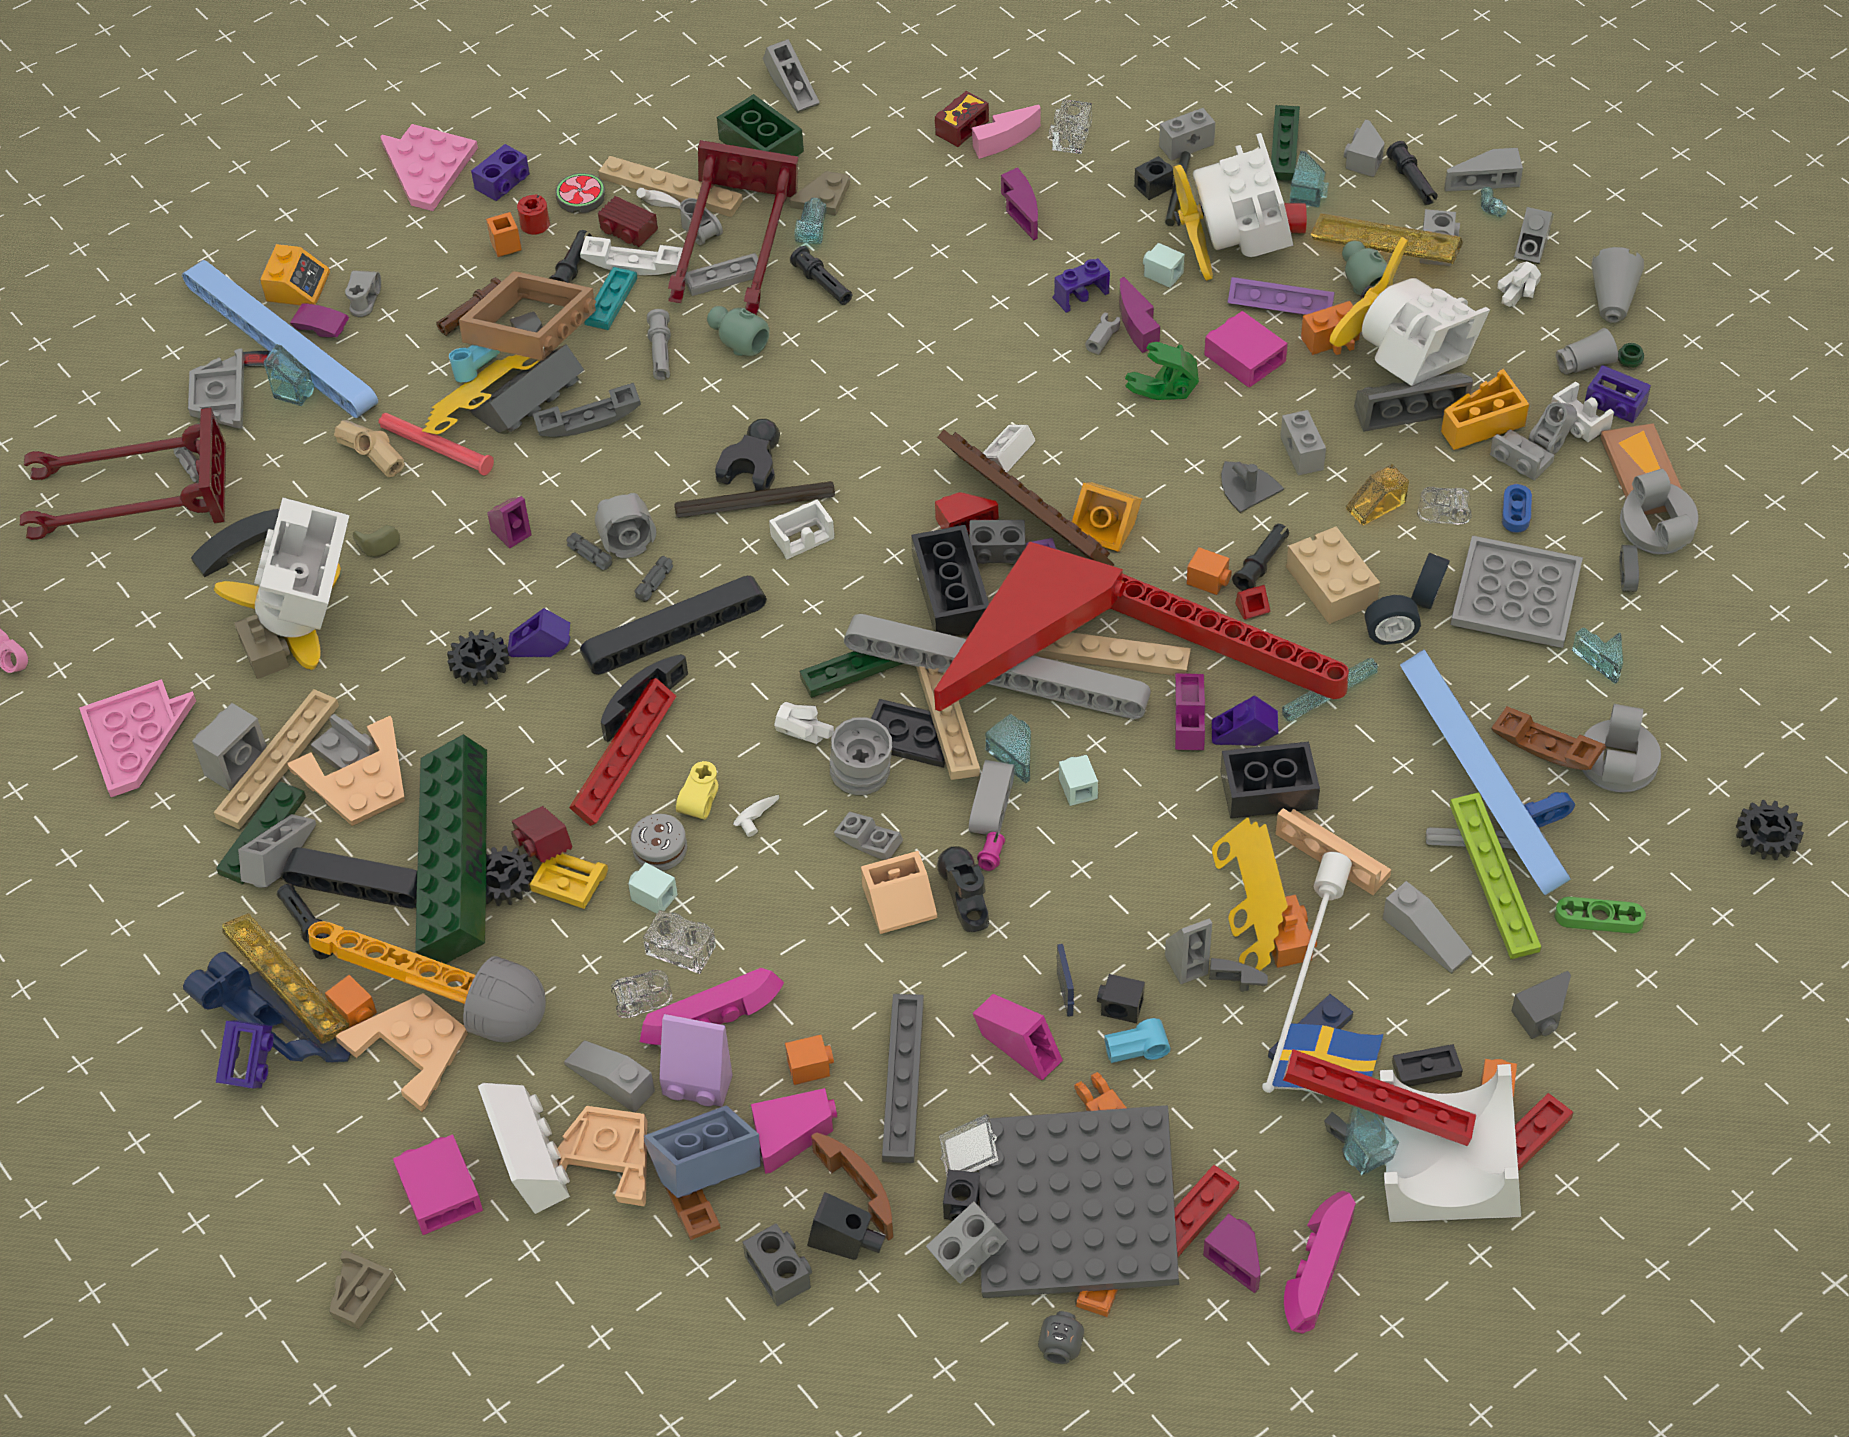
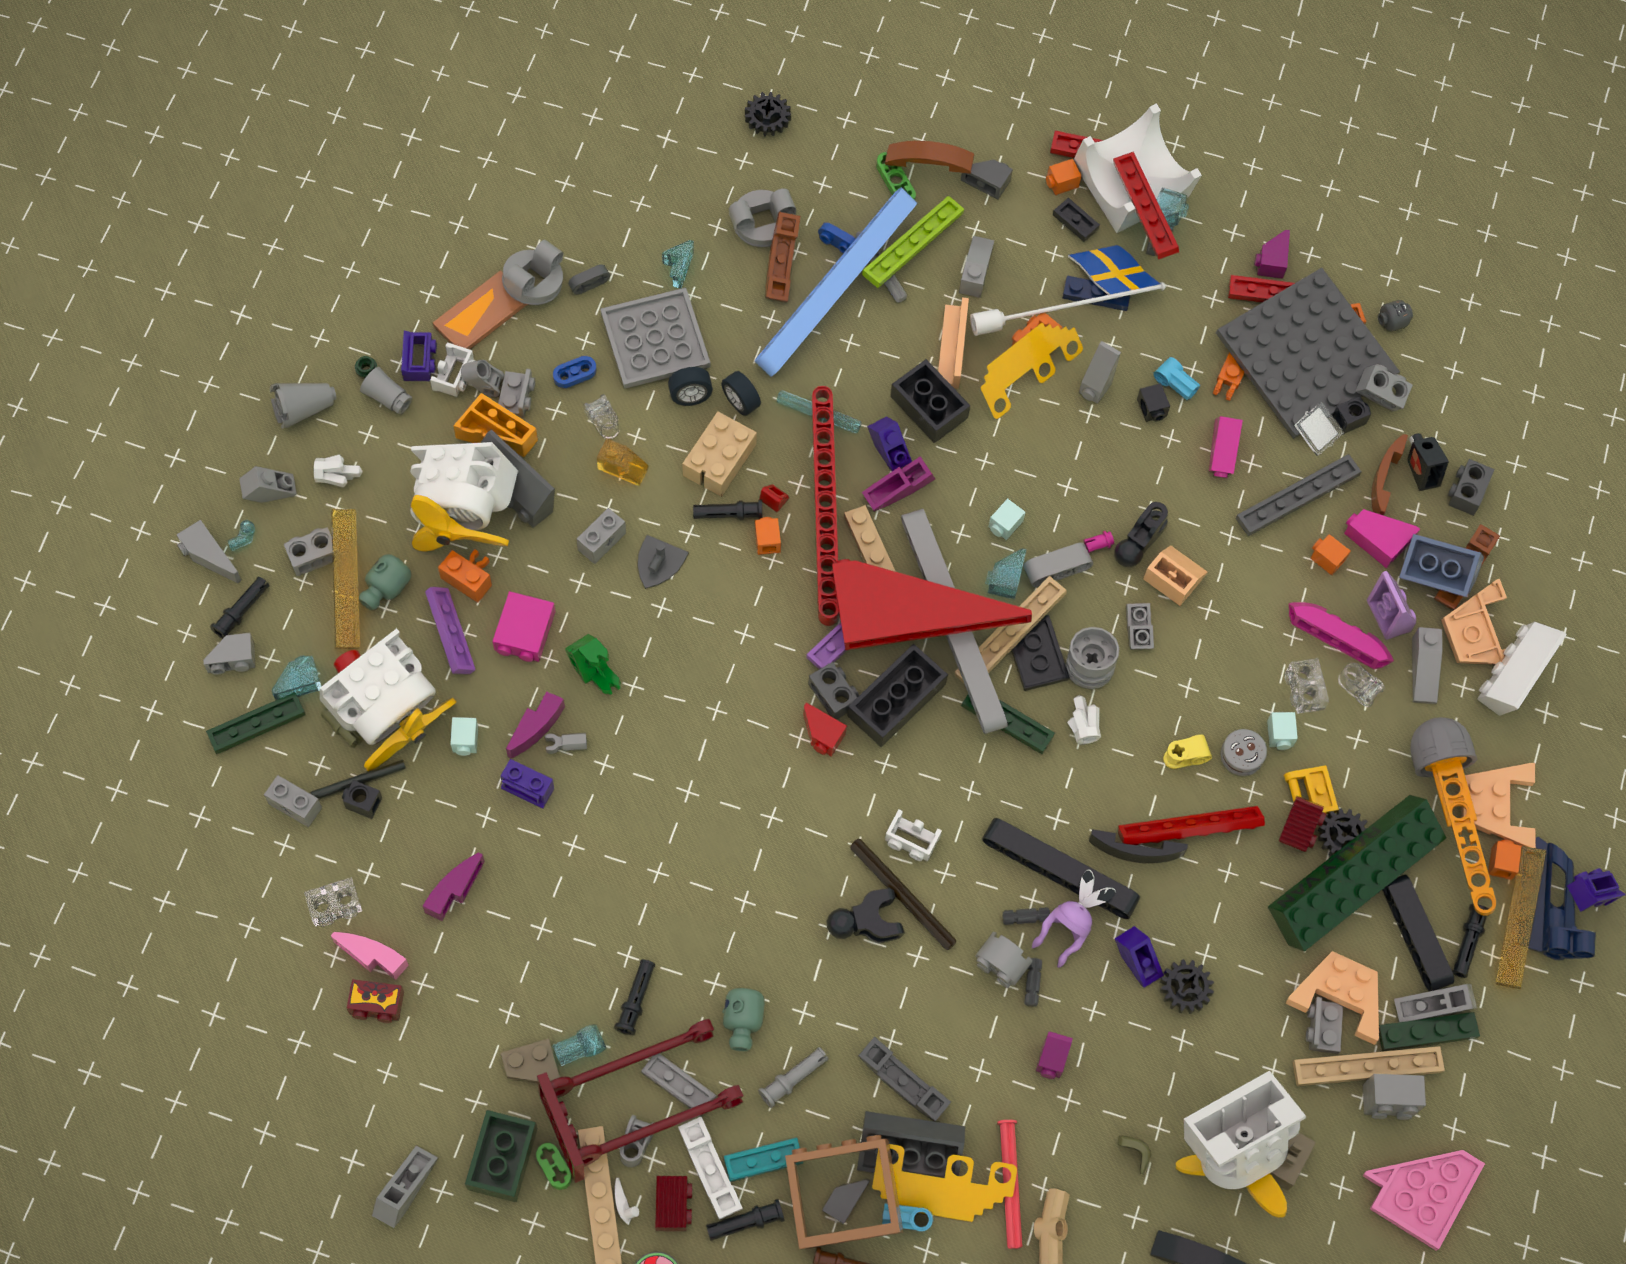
camera: 130 degrees left, 15 degrees up
(437, 1184) = (1575, 712): dark pink brick -> none
(600, 596) = (1075, 915): none -> lavender hair
(752, 812) = (1178, 711): white bar -> none
(1010, 445) = (729, 745): white slope -> none
(1025, 497) = (789, 688): reddish brown plate -> none
(1065, 980) = (1169, 436): piece -> none
(1106, 514) = (759, 632): light orange slope -> none
(1234, 971) = (1087, 344): dark grey slope -> none
(1308, 1290) = (1248, 210): dark pink brick -> none
(1600, 945) = (930, 153): none -> dark orange slope

